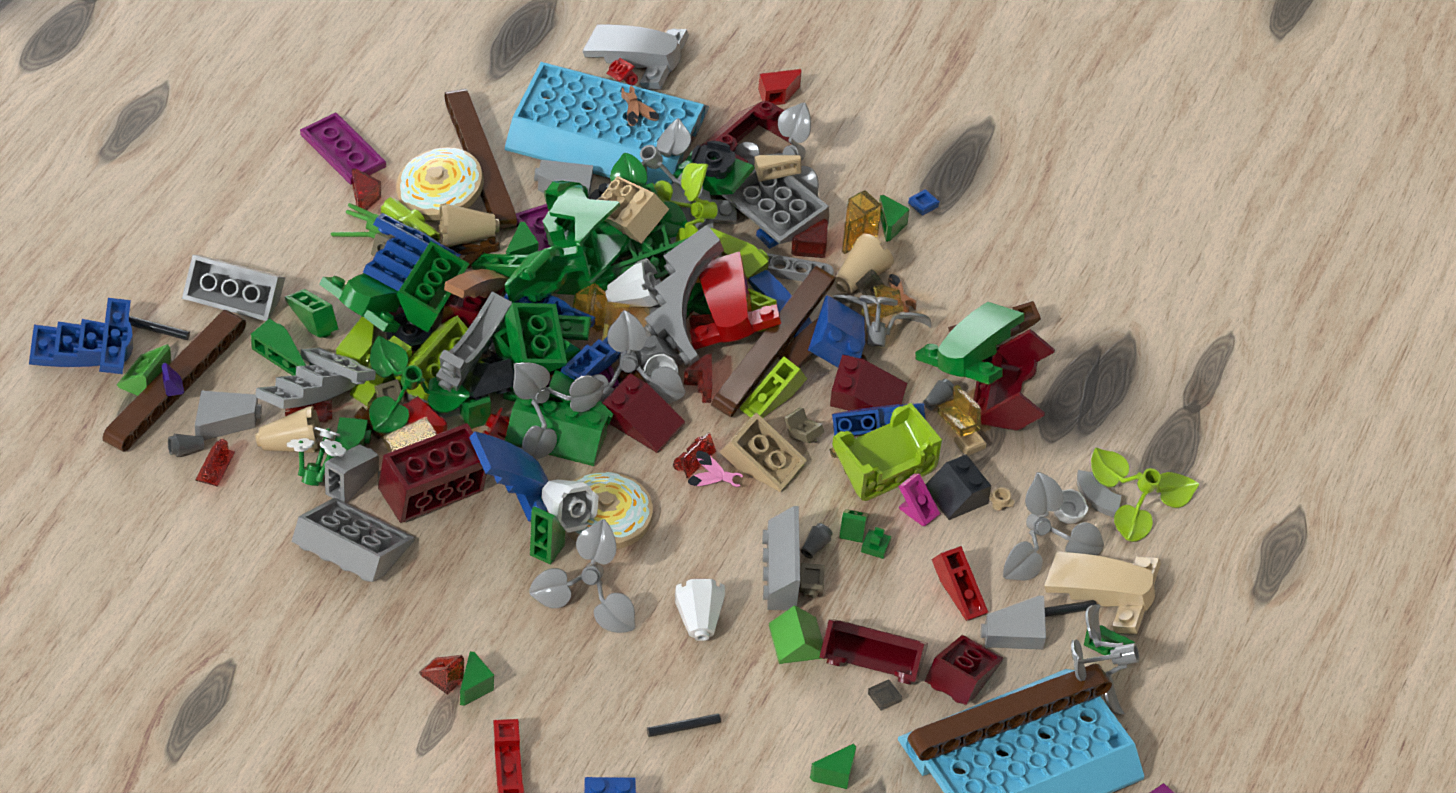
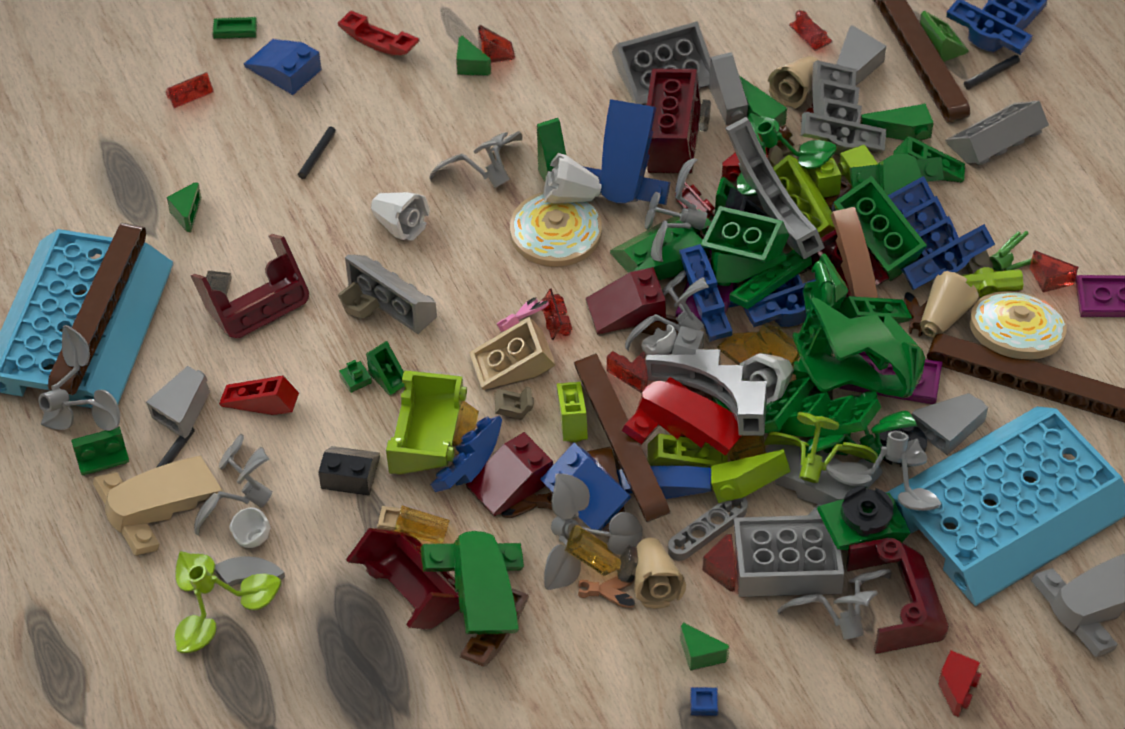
camera: 135 degrees right, 5 degrees up
(172, 381) = (907, 27): dark purple slope -> none
(183, 444) = (846, 18): dark grey cone -> none
(314, 472) = (747, 69): plant -> none
(409, 434) = (710, 128): clear yellow slope -> none
(622, 70) = (1060, 543): red hinge -> none
(636, 107) = (995, 508): nougat piece -> none
(638, 209) = (842, 391): tan slope -> none
(776, 166) = (822, 553): tan slope -> none
(796, 636) = (319, 265): bright green slope -> none
(817, 538) = (395, 335): dark grey cone -> none
(861, 217) = (708, 601): clear yellow slope -> none
(919, 502) = (363, 426): dark pink slope -> none
(939, 394) = (457, 526): dark grey cone -> none
(962, 669) = (182, 339): dark red slope -> none
(1001, 498) = (312, 488): tan plate -> none

